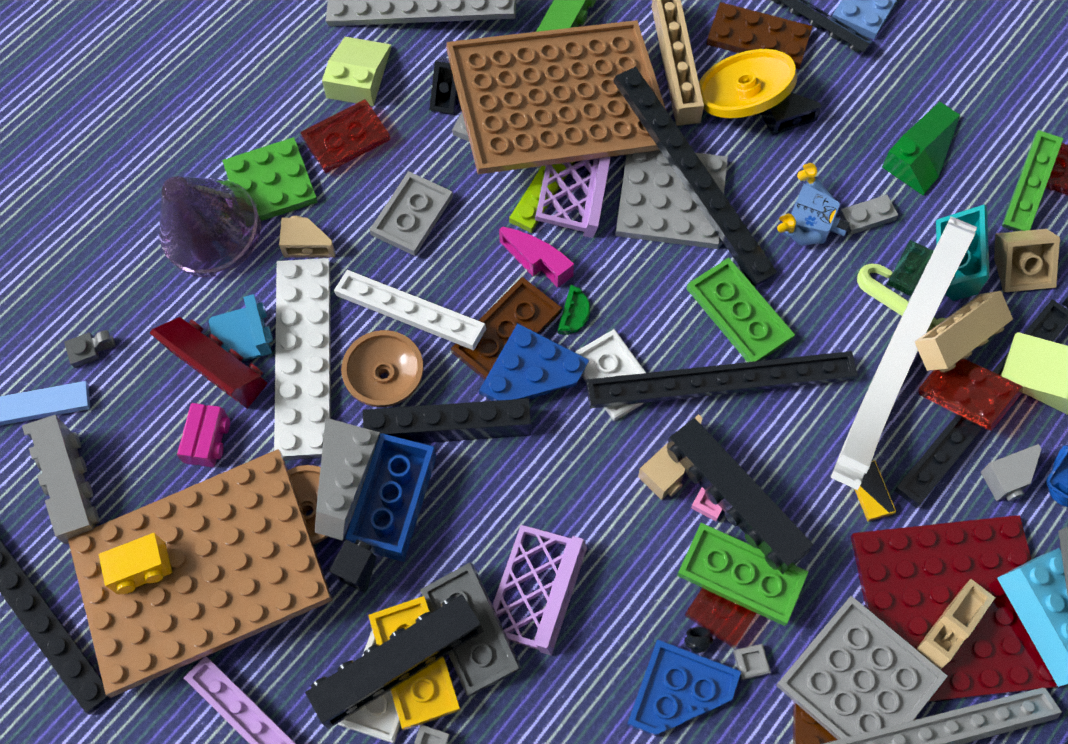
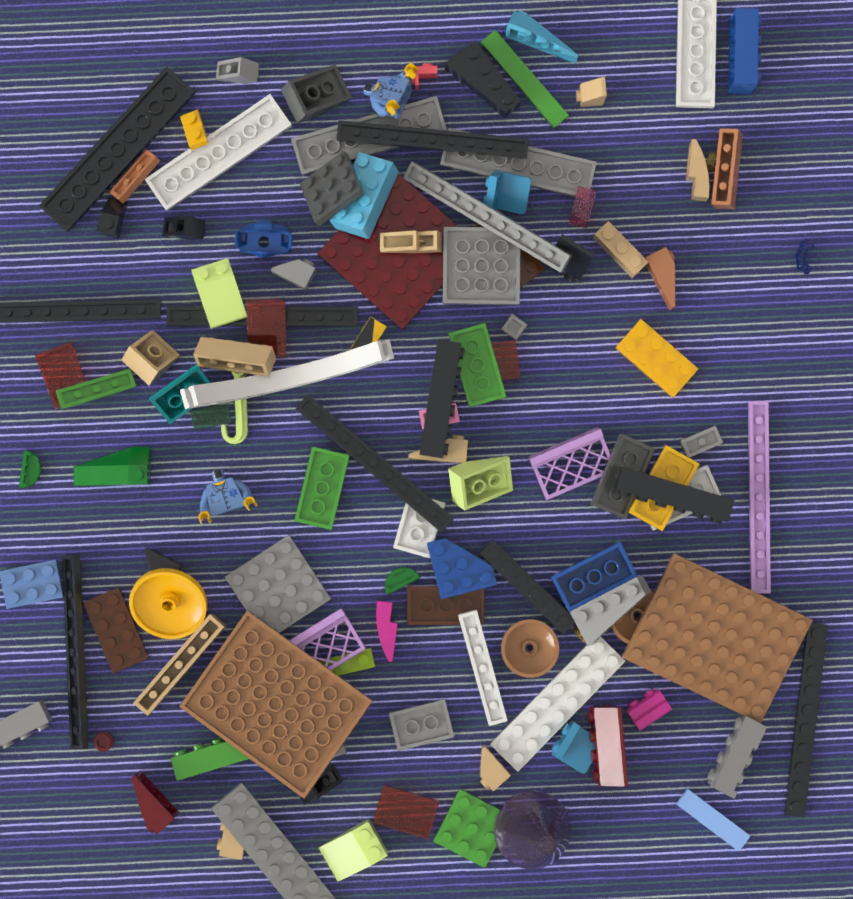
camera: 130 degrees left, 20 degrees up
(86, 347) = (659, 825): dark grey plate -> none
(135, 564) = (745, 667): yellow brick -> none
(354, 564) = (646, 559): black slope -> none
(605, 468) = (480, 481): none -> yellowish green slope
(680, 689) = (559, 350): blue plate -> none
(695, 176) = (260, 583): black plate -> none
(698, 639) = (527, 361): black plate -> none
(869, 214) = (193, 467): light grey plate -> none
(988, 78) = (30, 470): none -> green tile

